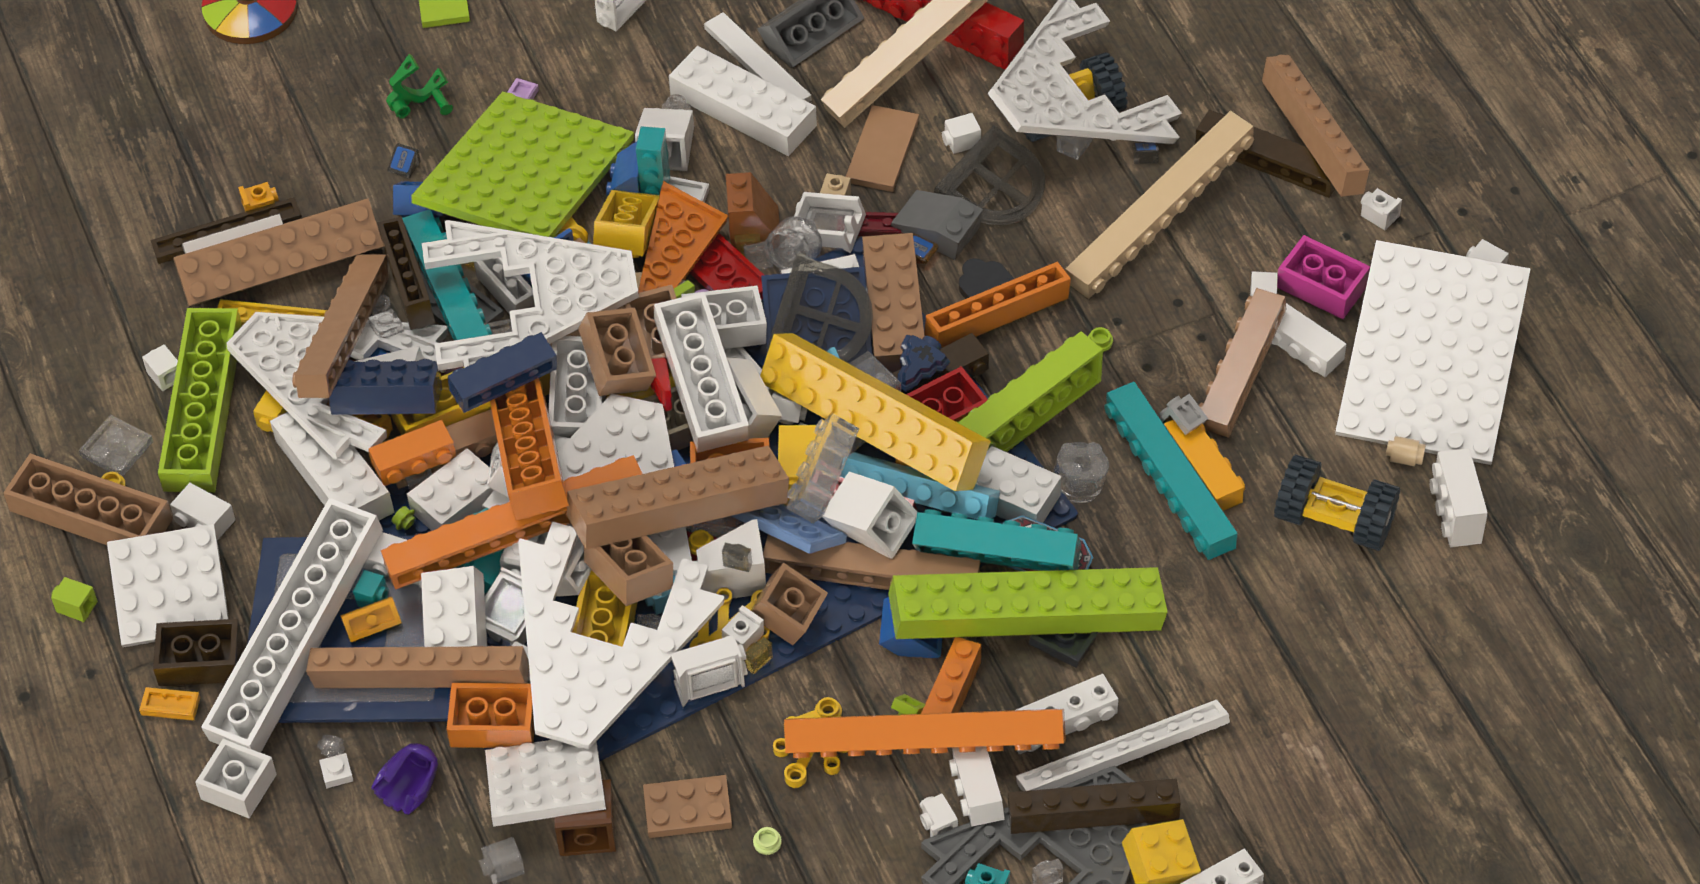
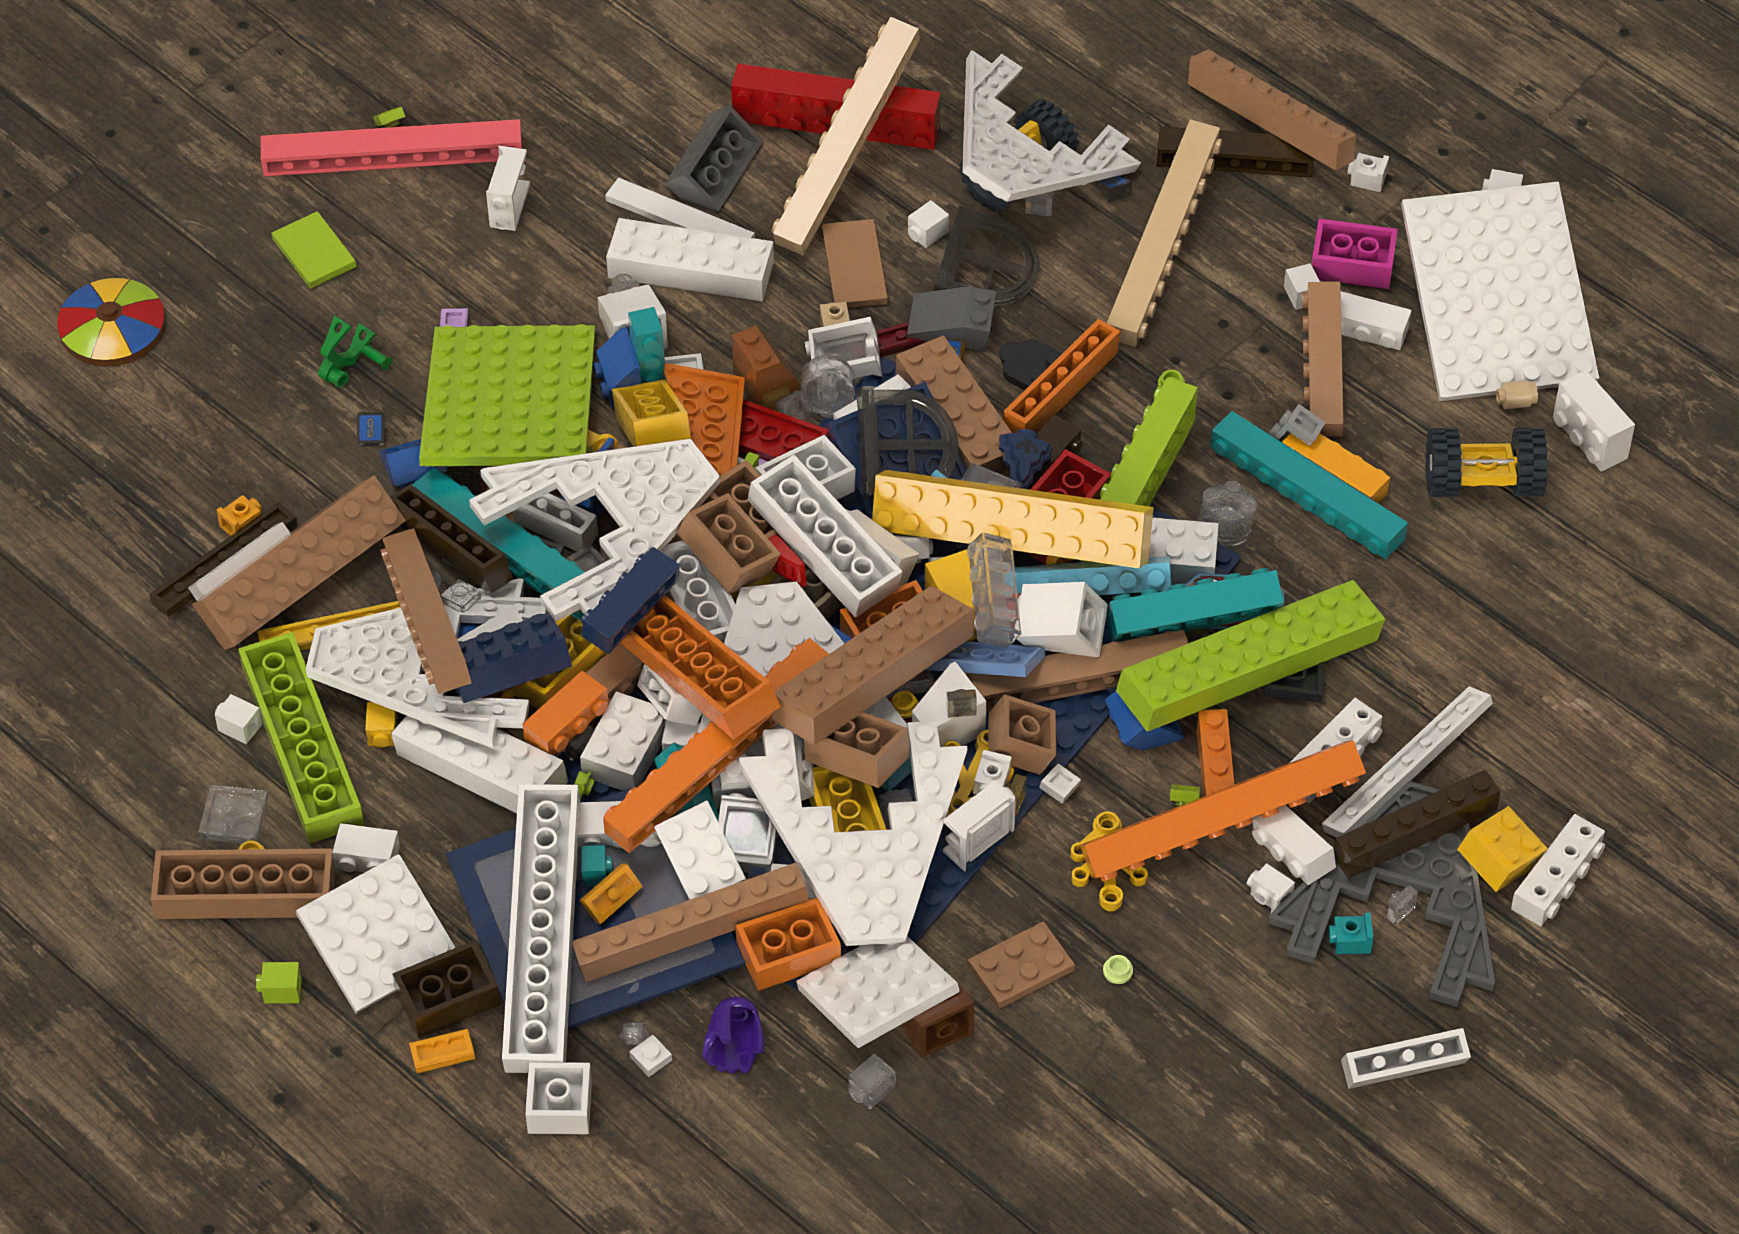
camera: 25 degrees left, 0 degrees up
(806, 659) = (1060, 783): none -> white plate

